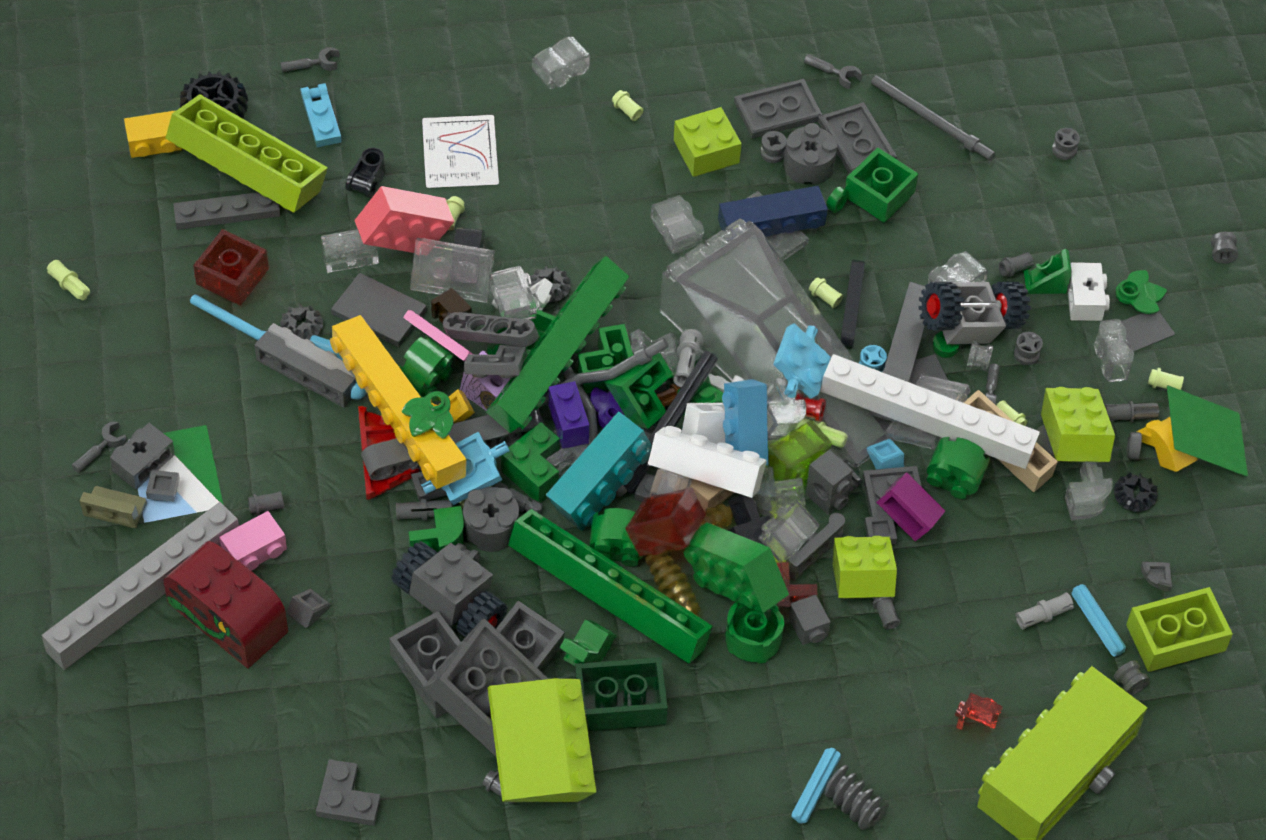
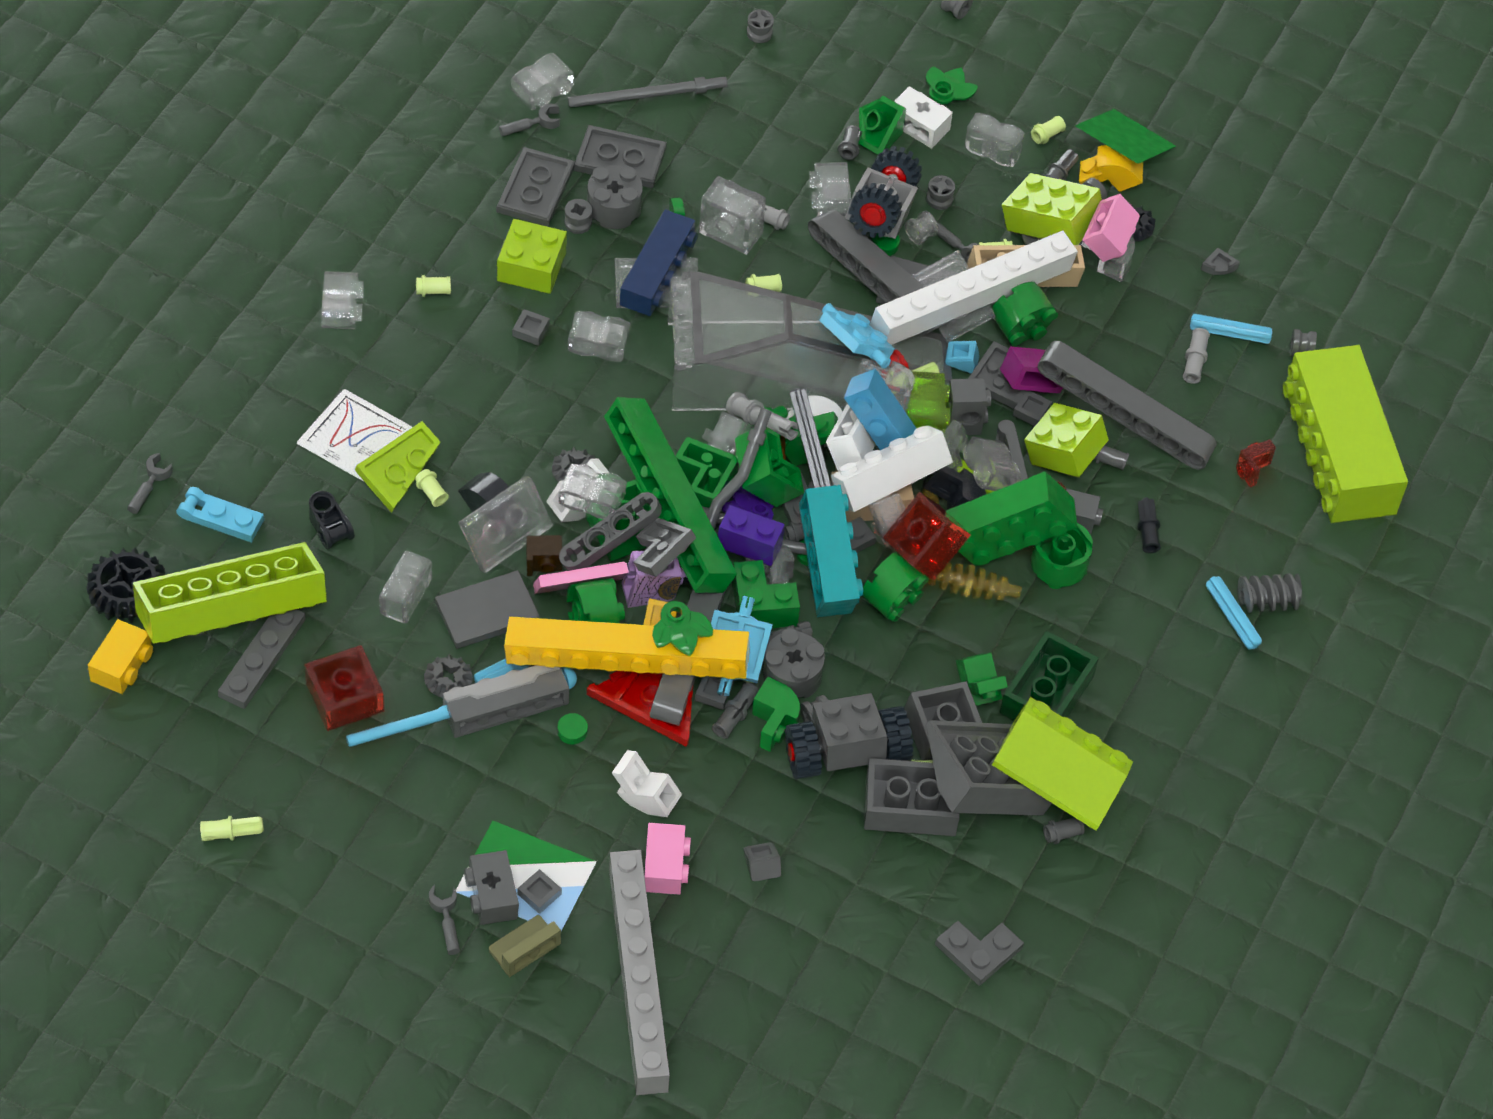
camera: 55 degrees left, 0 degrees up
(227, 603) = (719, 912): dark red brick -> none
(265, 502) = (623, 830): dark grey pin -> none
(302, 490) = (643, 789): none -> white brick
(321, 422) = (572, 728): none -> green tile
(399, 216) = (432, 520): coral brick -> none
(456, 179) = (396, 465): none -> lime wing
(610, 586) = (936, 623): green brick -> none
(646, 181) = (531, 327): none -> dark grey plate
(844, 676) = (1148, 525): none -> black axle
(852, 303) = (791, 272): black beam -> none
(862, 229) = (732, 215): none -> clear brick
(872, 51) = (542, 81): none -> clear brick
(873, 354) = (867, 296): medium azure wheel -> none
(881, 184) = (691, 167): green brick -> none
(896, 264) = (776, 217): none -> light grey pin
(934, 587) = (1127, 405): none -> dark grey beam
(1091, 469) = (1111, 227): none -> bright pink brick
(1146, 329) = (983, 102): dark grey sticker -> none
(1179, 629) = (1288, 282): lime brick -> none

